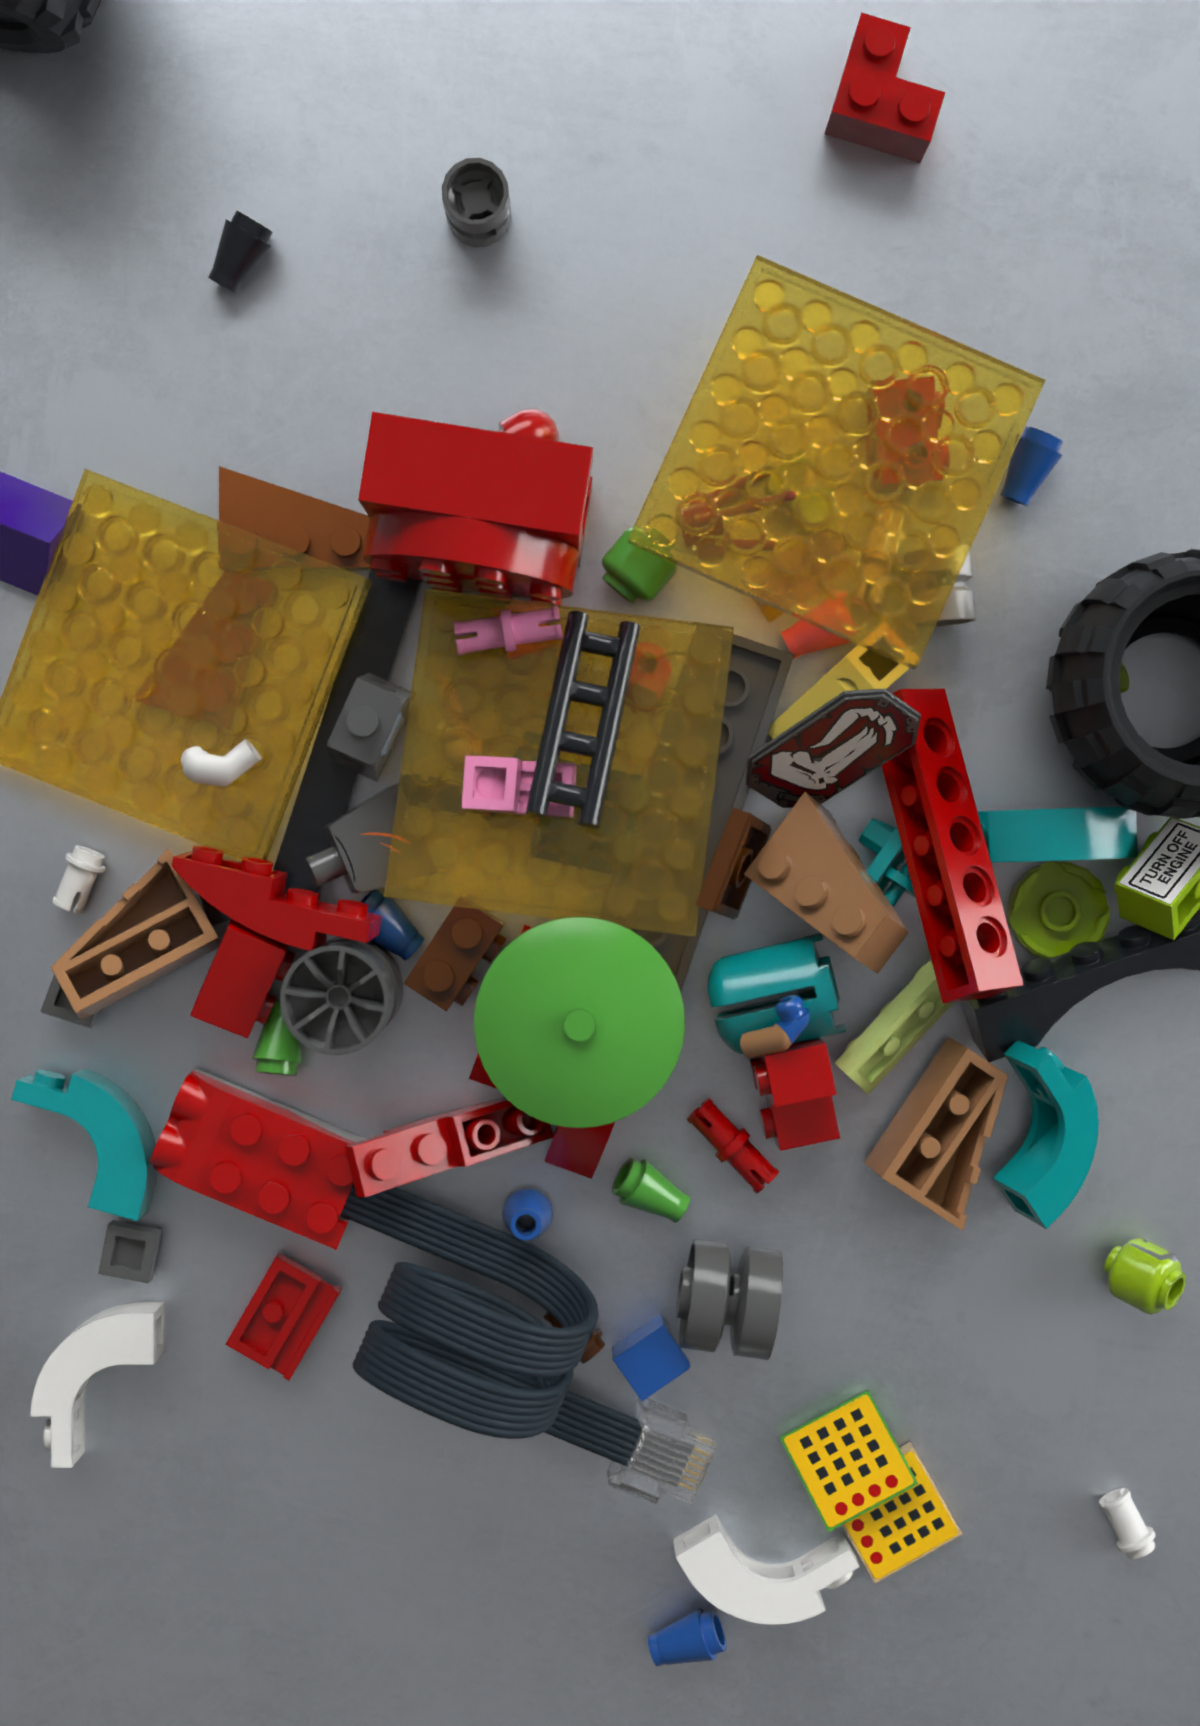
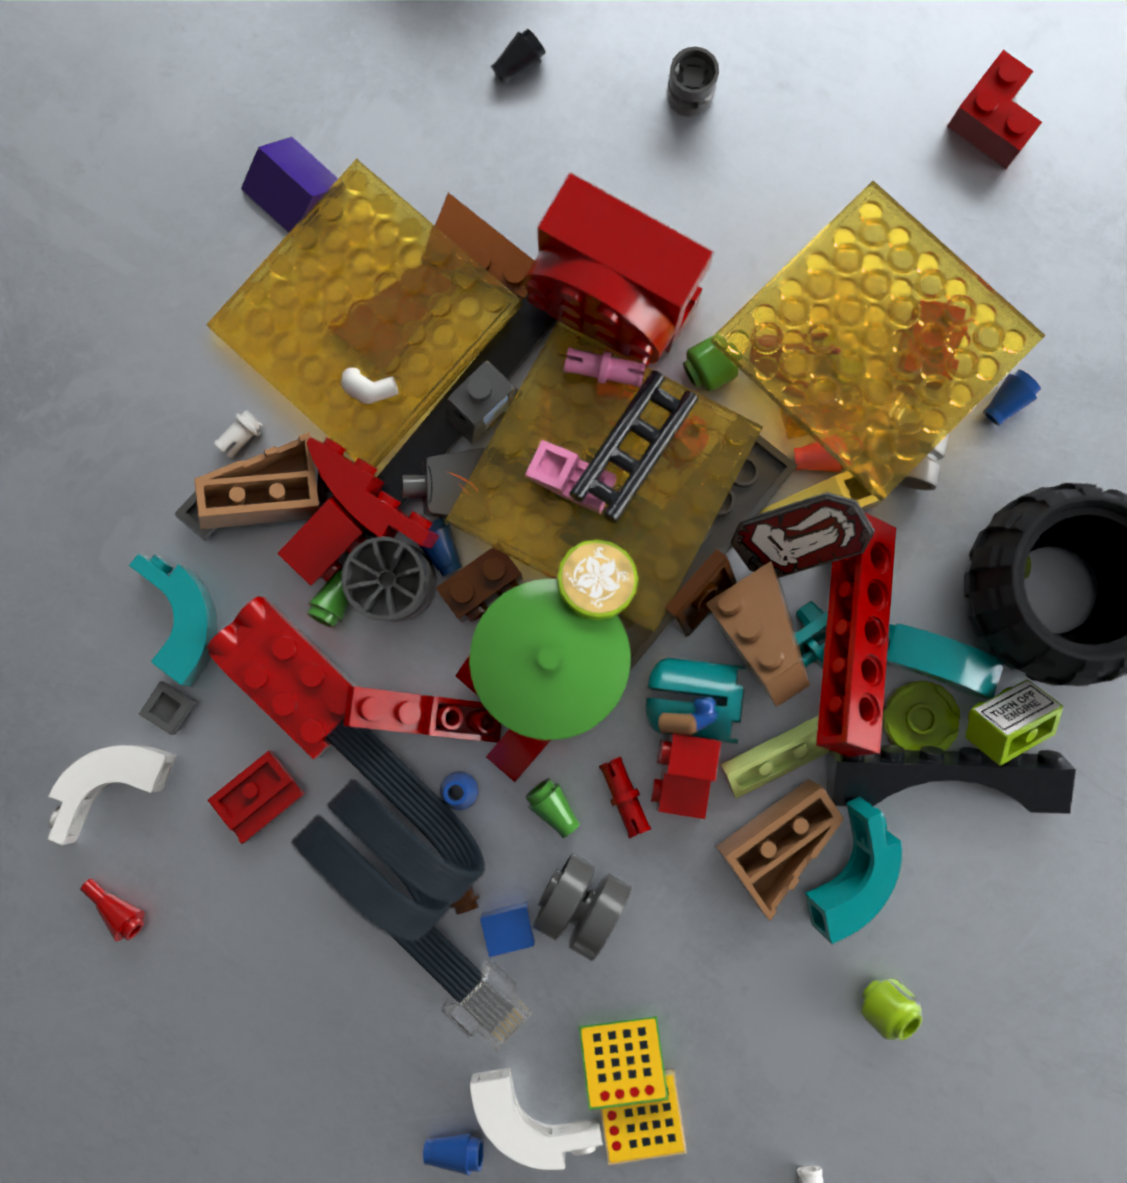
camera: 20 degrees right, 5 degrees down
(174, 1520) = (118, 915): none -> red cone
(600, 904) = (597, 579): none -> tile

